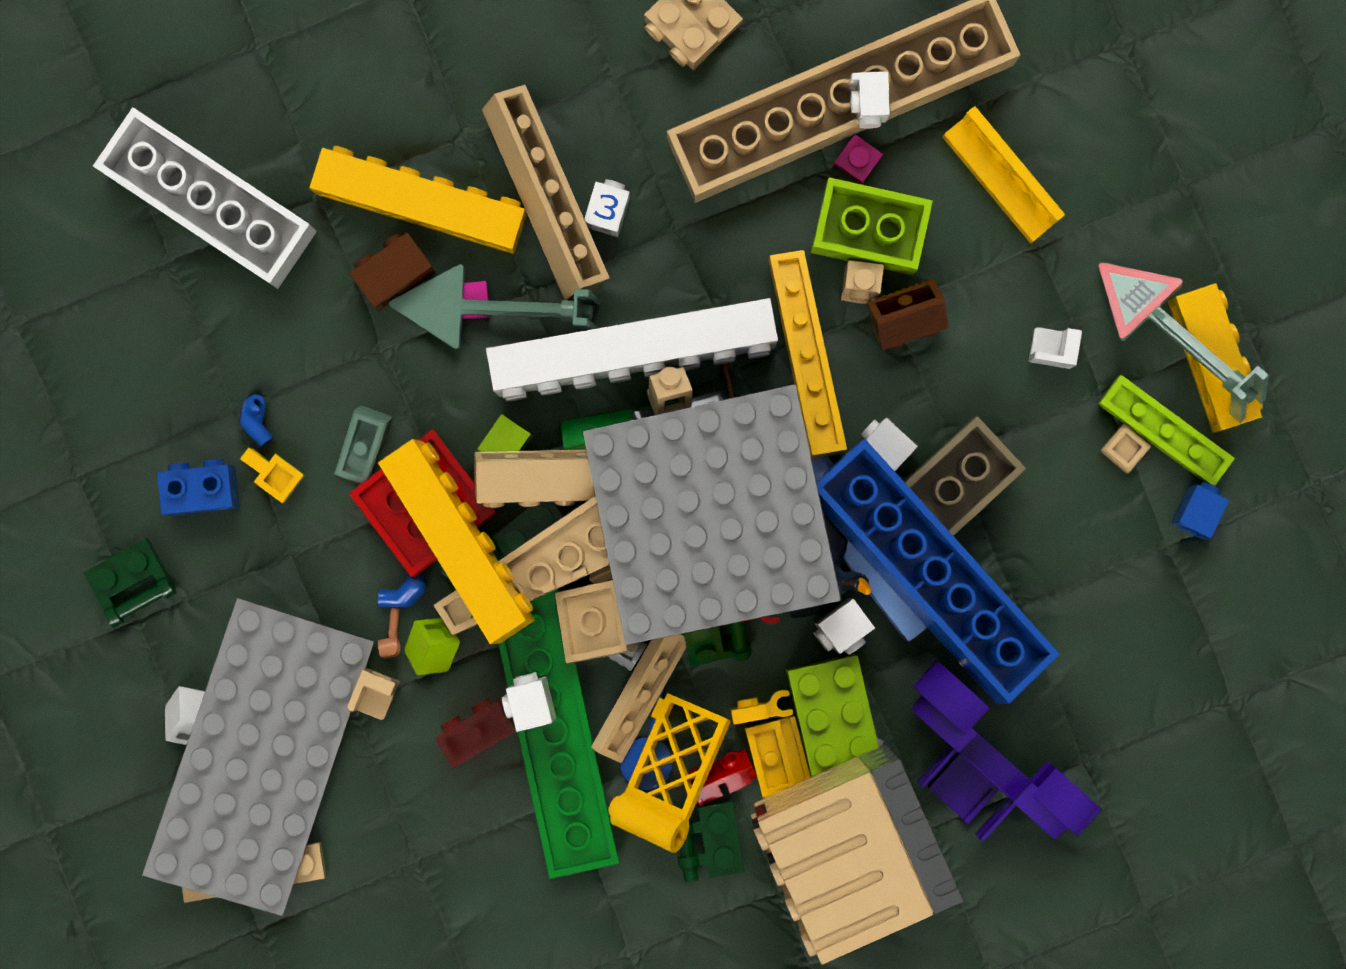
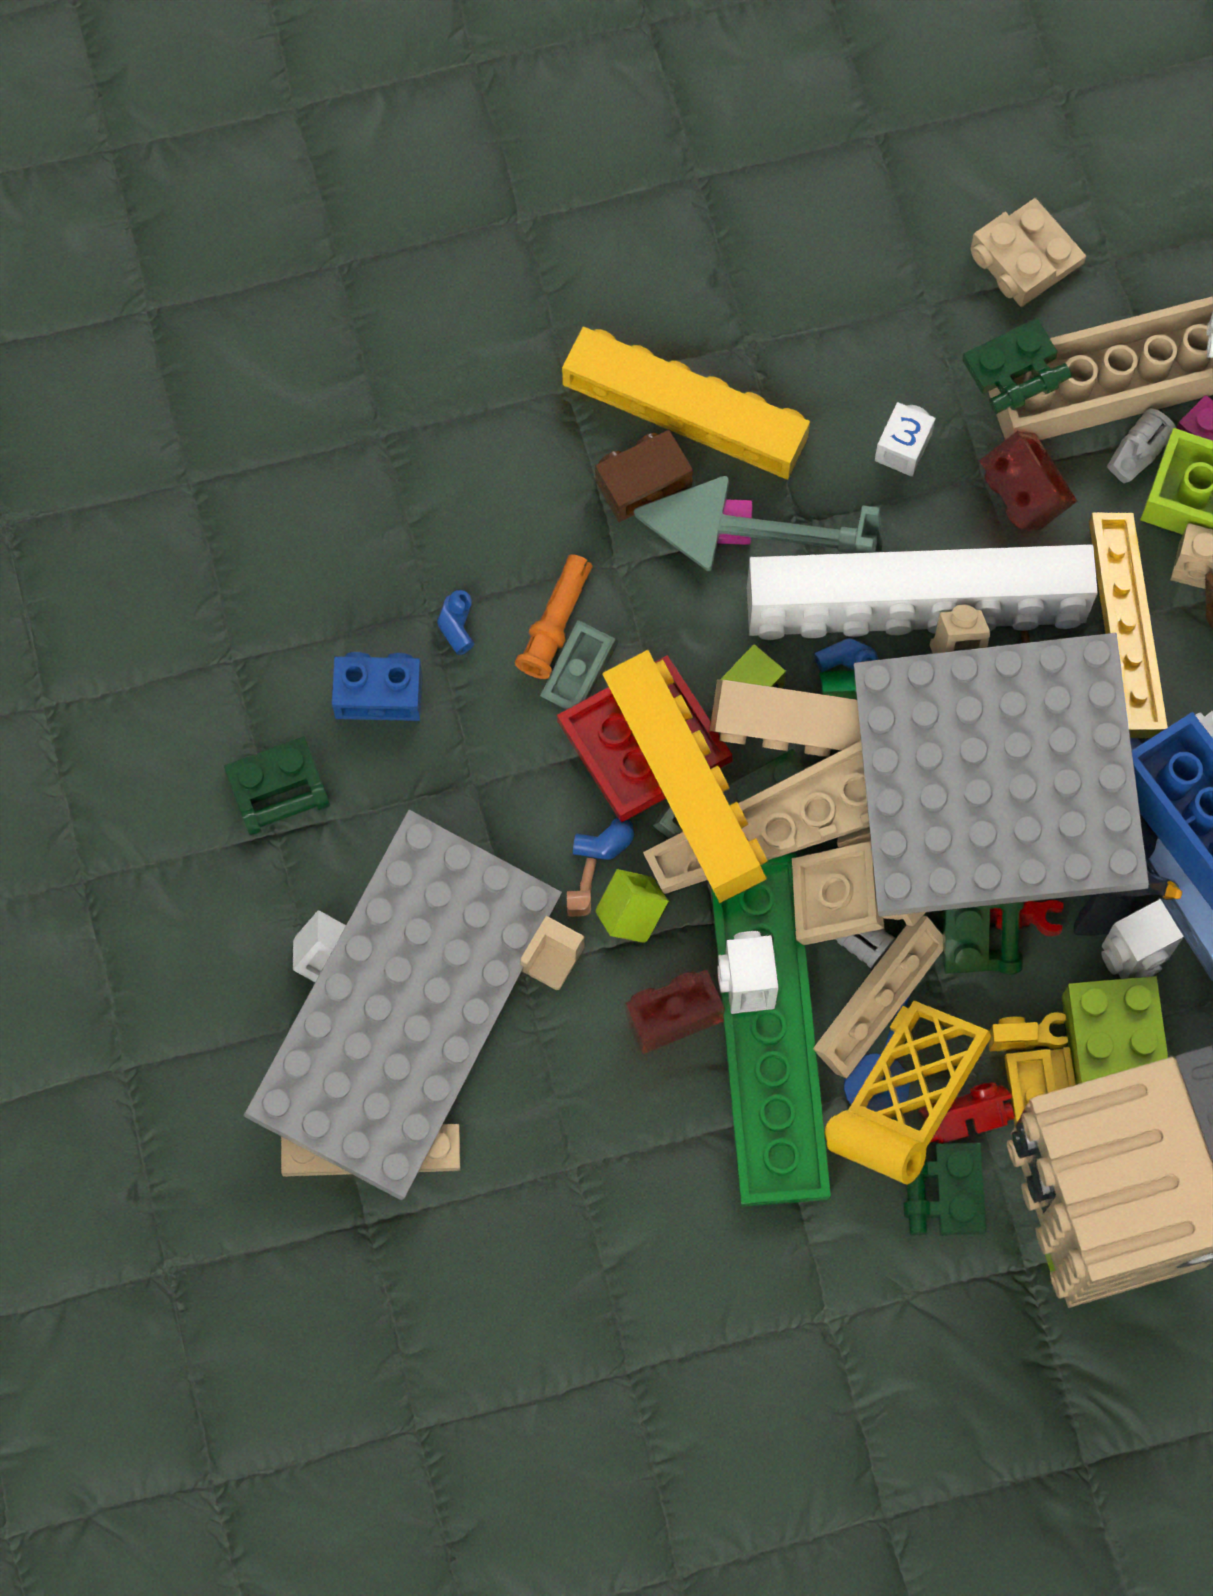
camera: 10 degrees right, 15 degrees down
(205, 198) = (439, 366): white brick -> none
(275, 476) = (471, 685): yellow plate -> none
(332, 421) = (548, 632): none -> orange pin
(544, 191) = (835, 405): tan brick -> none
(584, 404) = (844, 653): none -> blue arm
(683, 134) = (1012, 356): none -> dark green plate
(712, 235) = (1027, 481): none -> clear red brick
(804, 188) = (1141, 445): none -> light grey hinge

